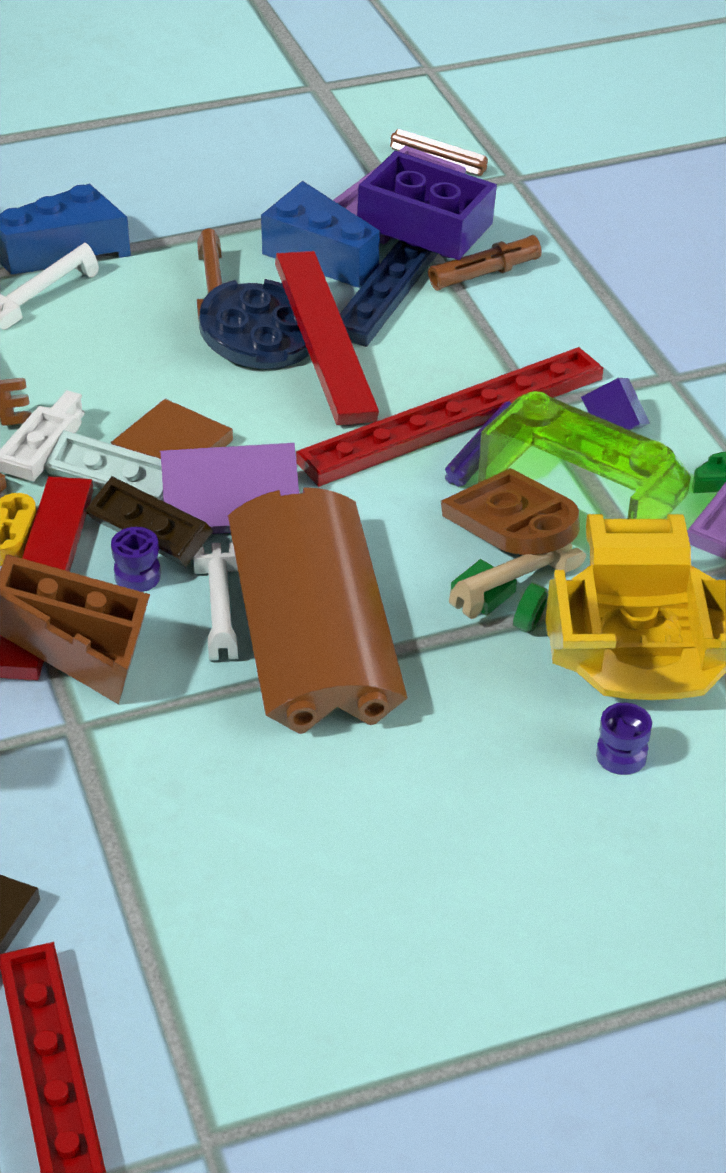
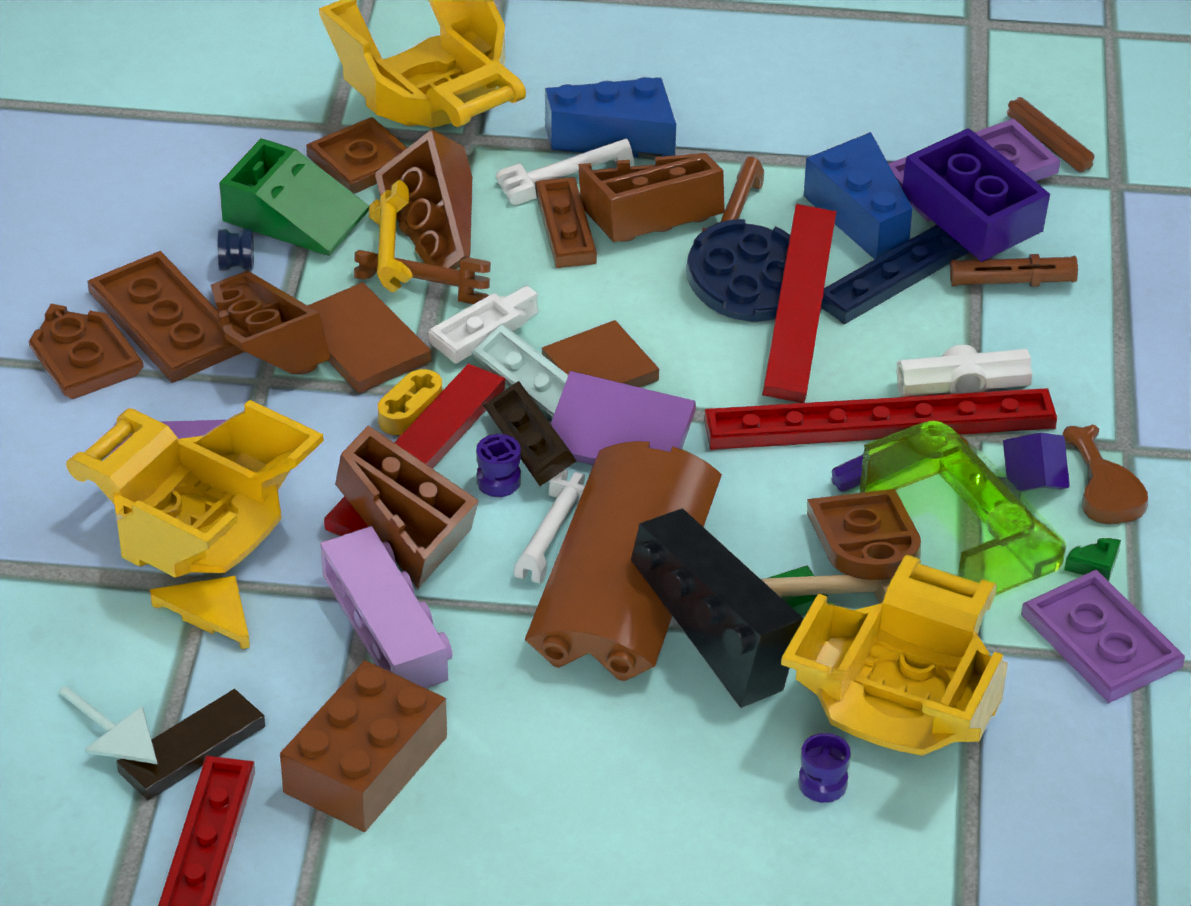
camera: 25 degrees right, 0 degrees up
(64, 330) = (565, 222): none -> dark orange tile
(106, 737) = (384, 608): none -> lavender brick
(135, 285) = (652, 197): none -> dark orange wedge
(165, 882) = (364, 745): none -> dark orange brick
(442, 615) = (718, 604): none -> black wedge
(502, 353) = (964, 371): none -> white piece
(688, 415) = (1112, 491): none -> dark orange piece

